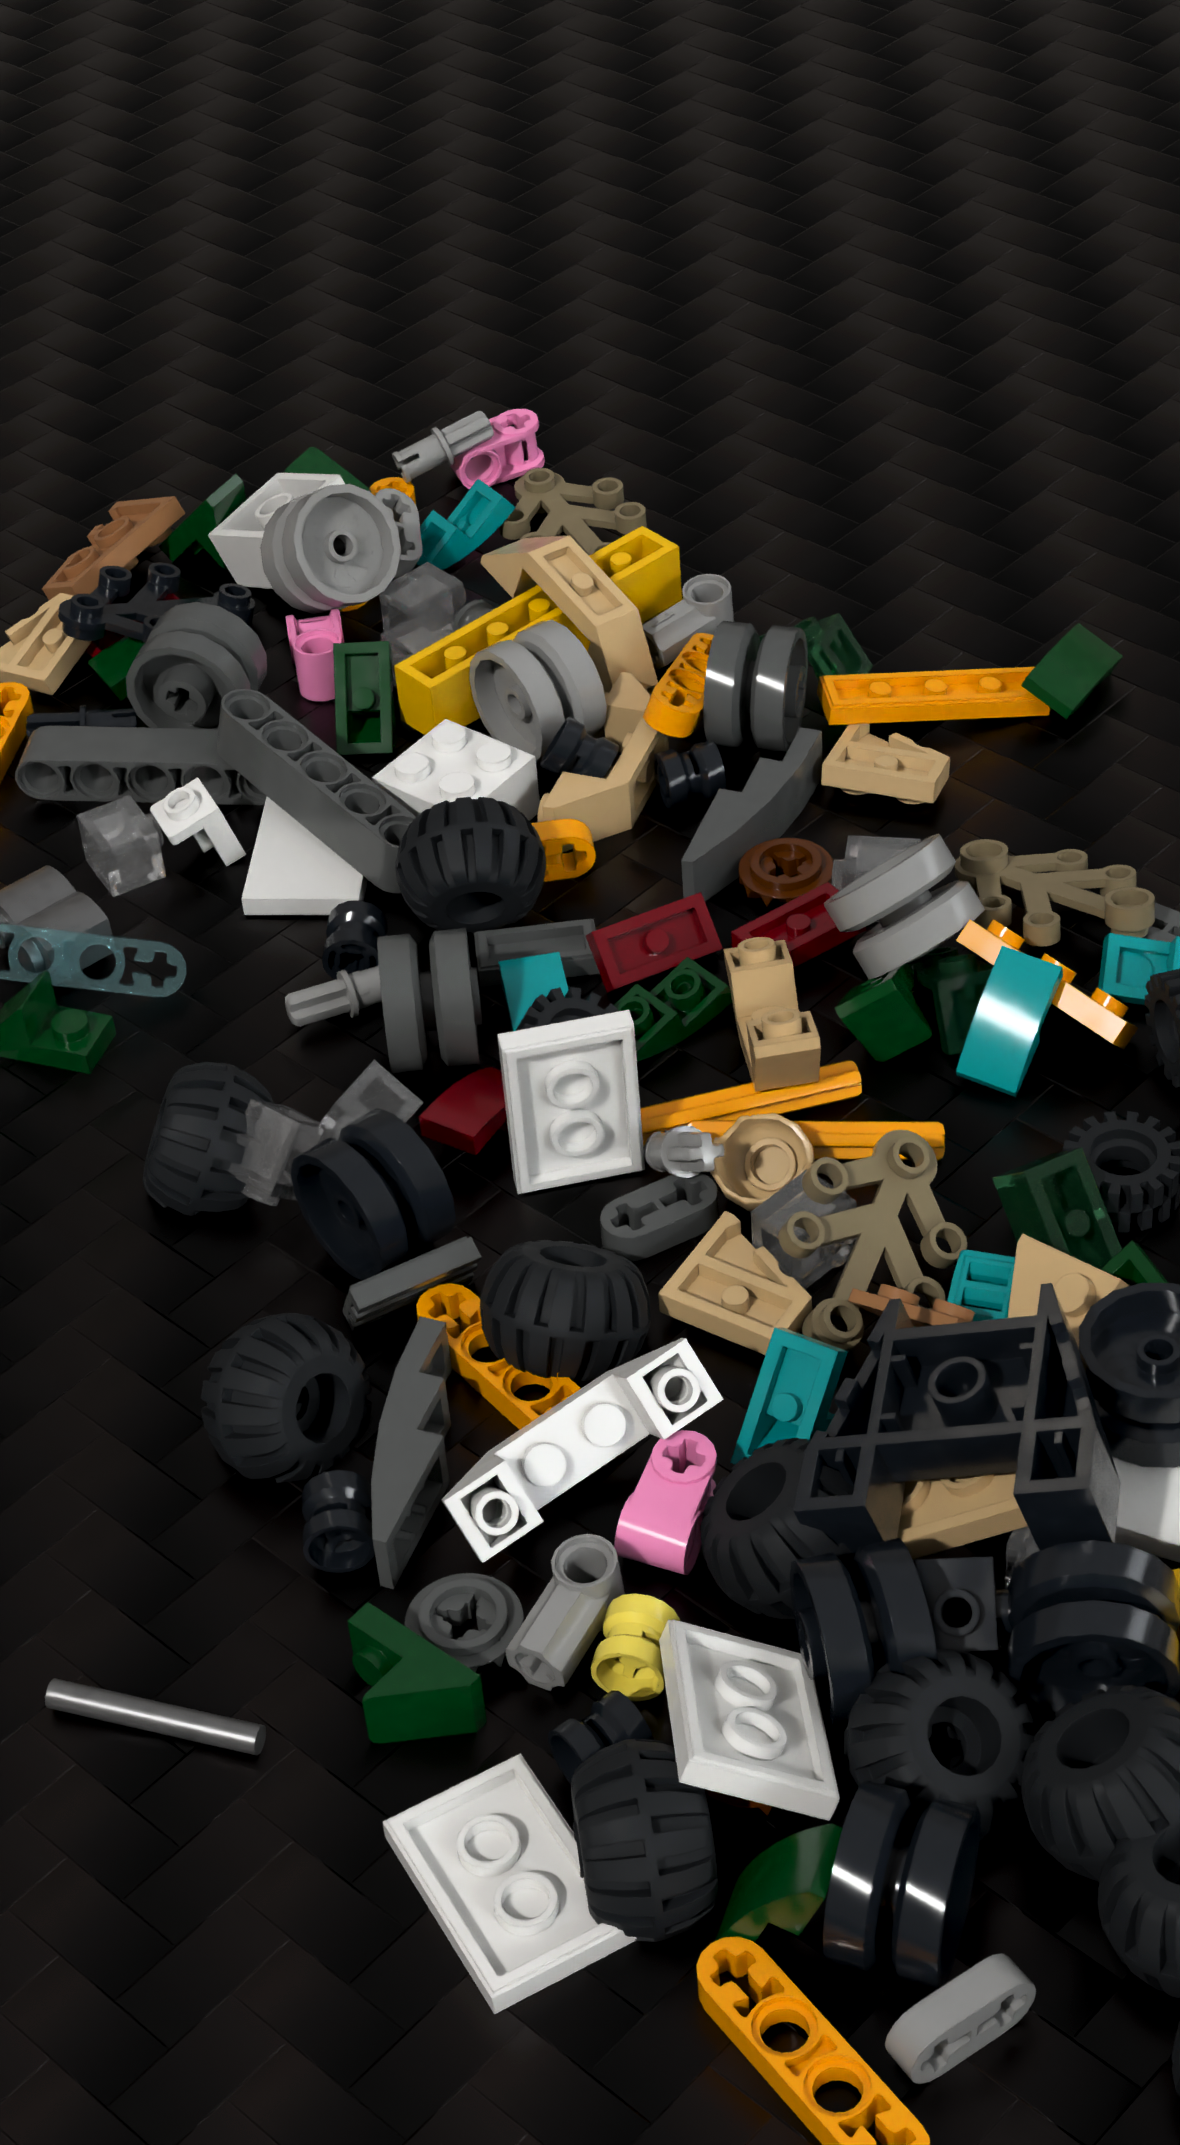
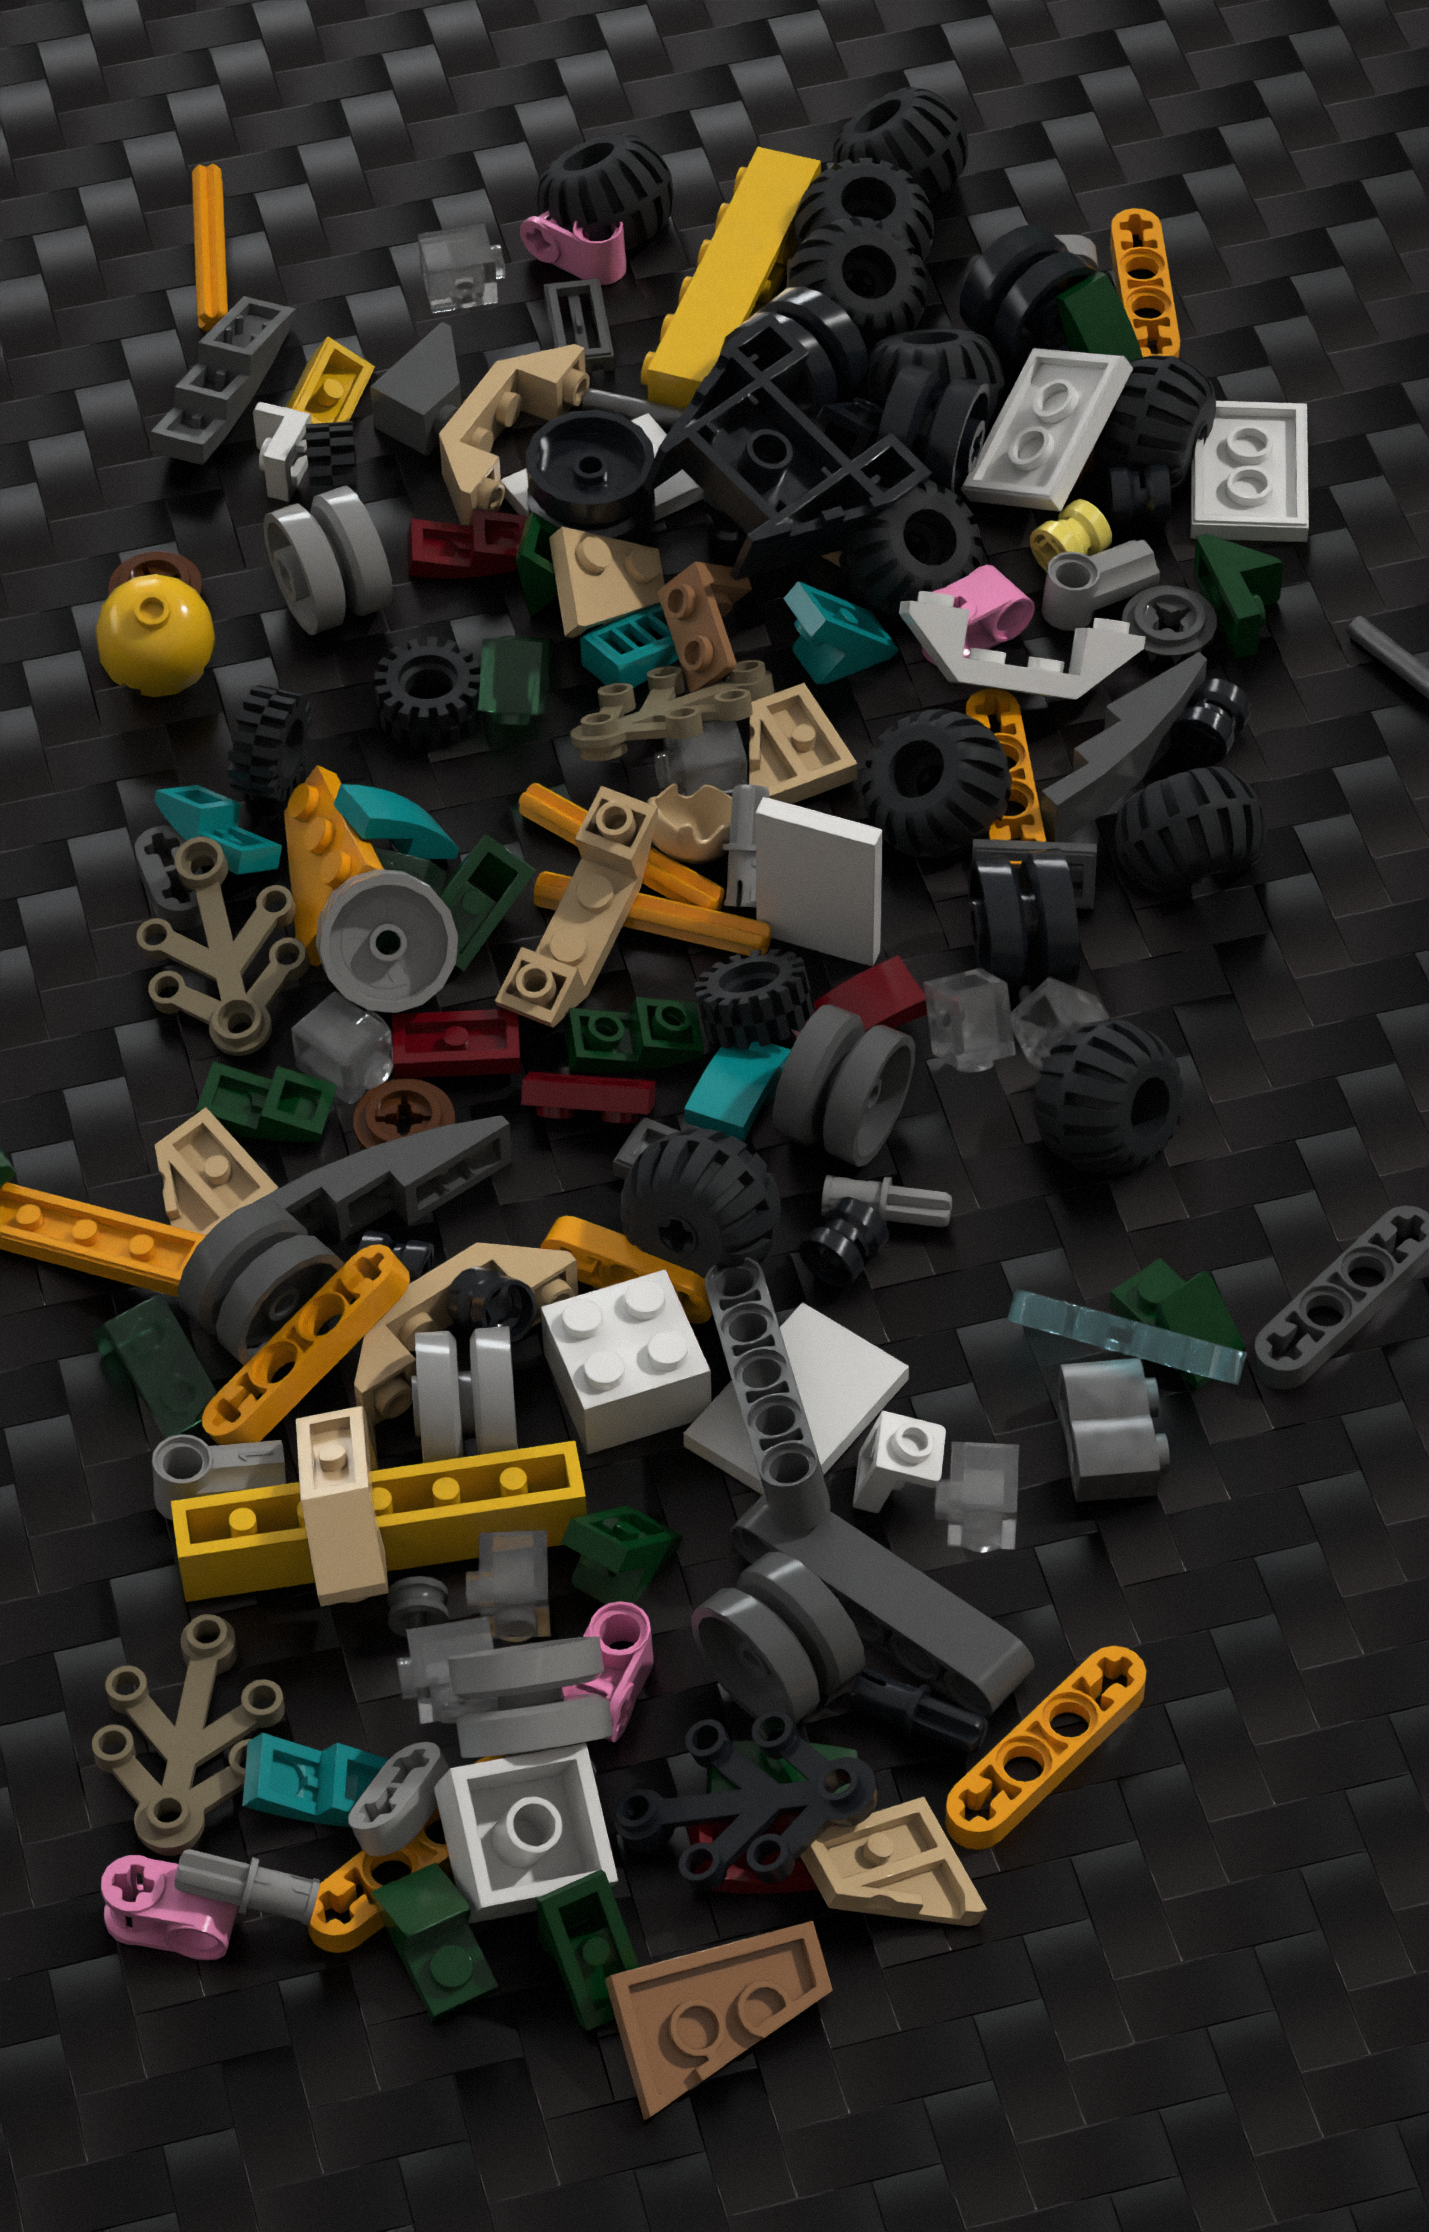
camera: 150 degrees left, 10 degrees up
(935, 817) = (280, 1109): none -> dark green slope

